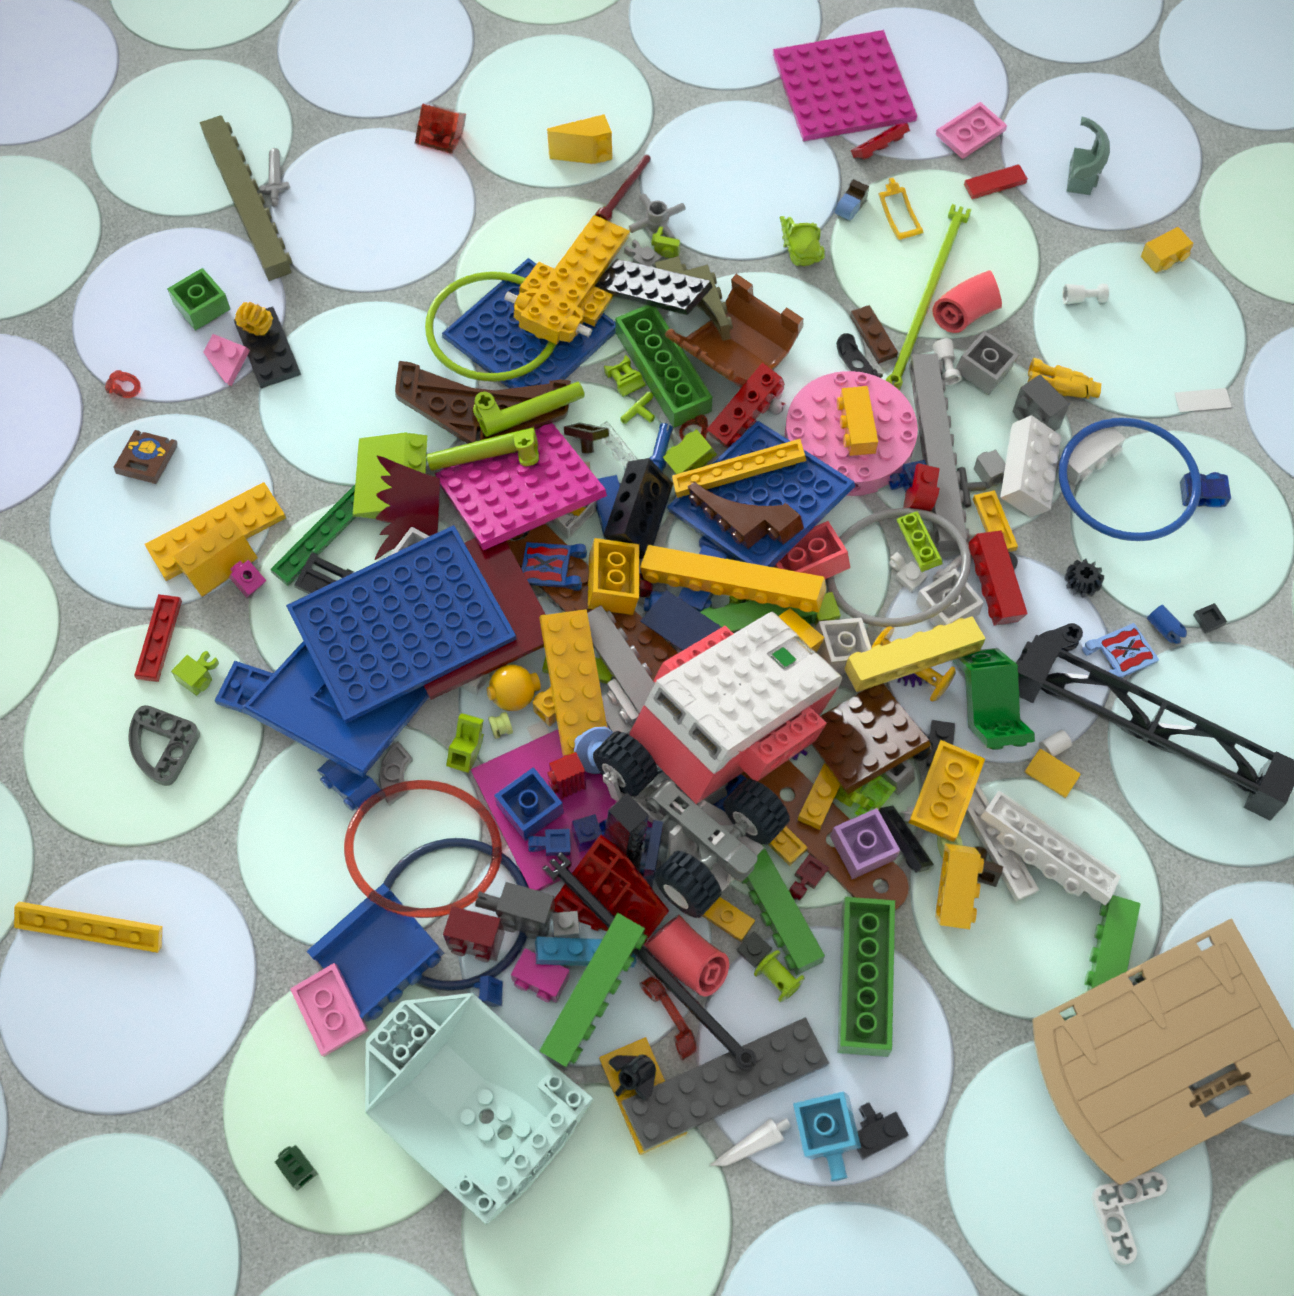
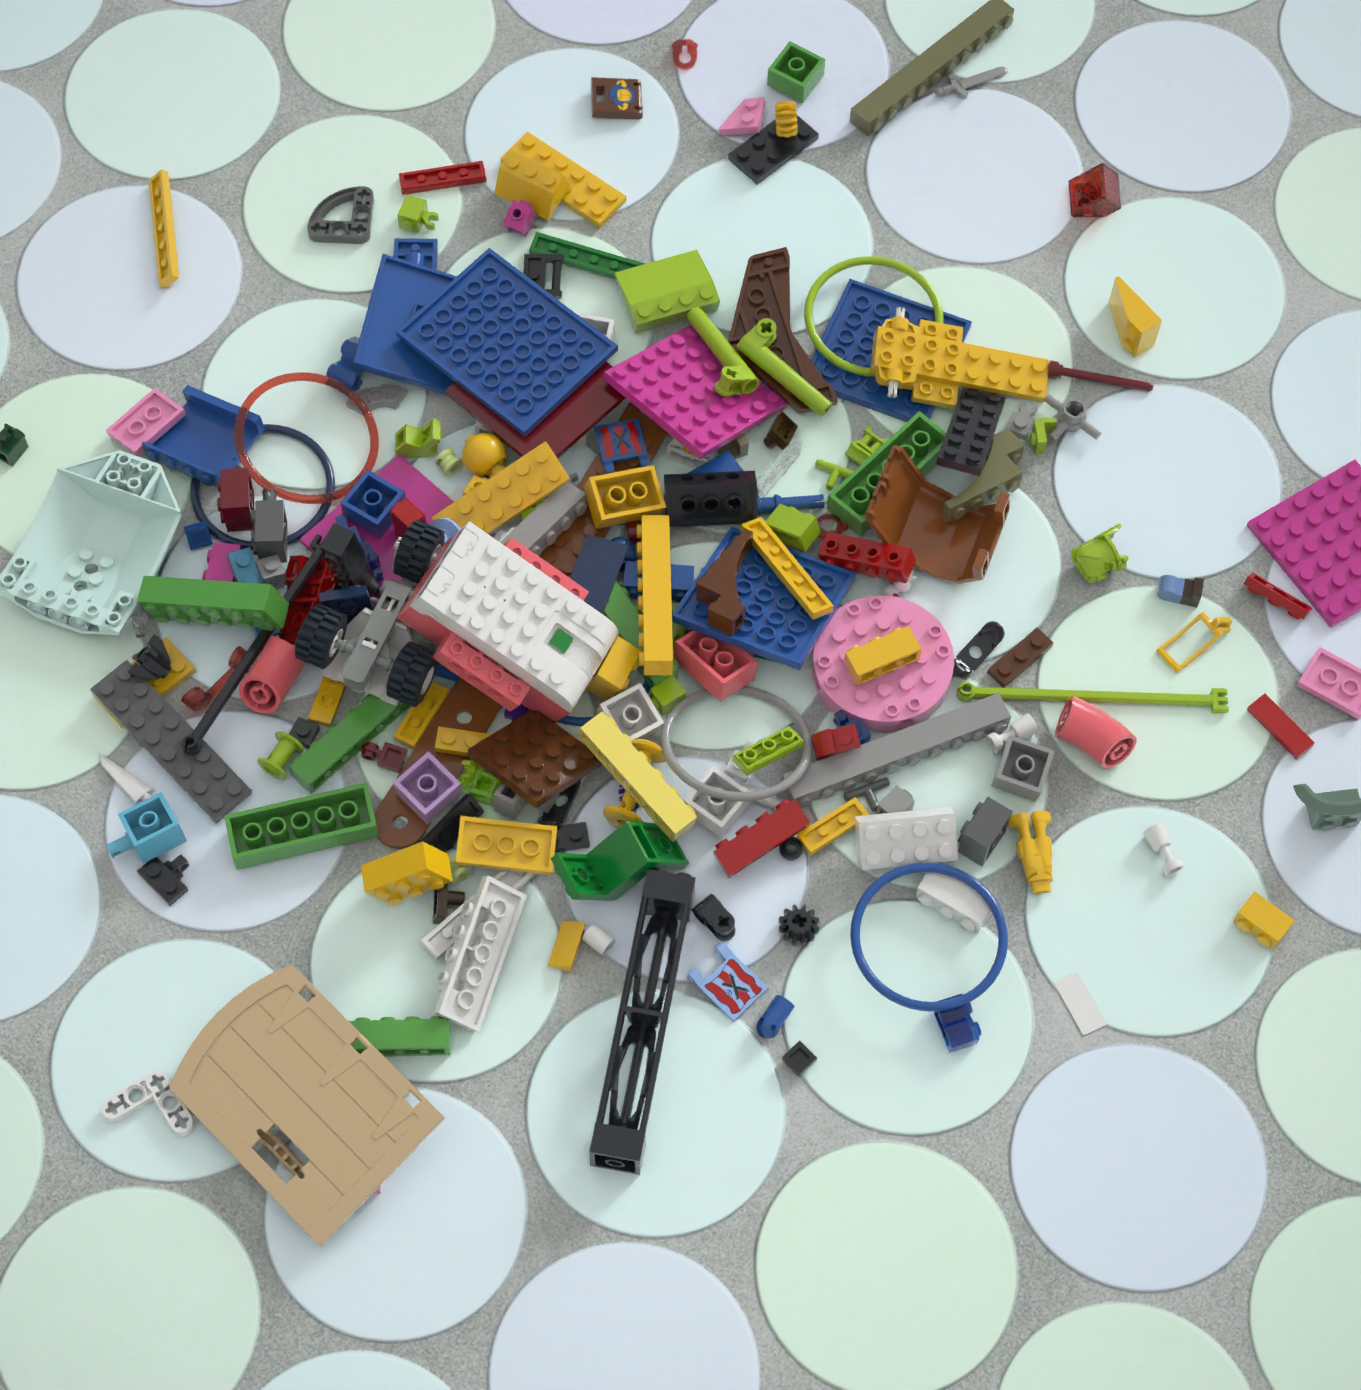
camera: 70 degrees right, 0 degrees up
(412, 503) = (637, 310): dark red piece -> none

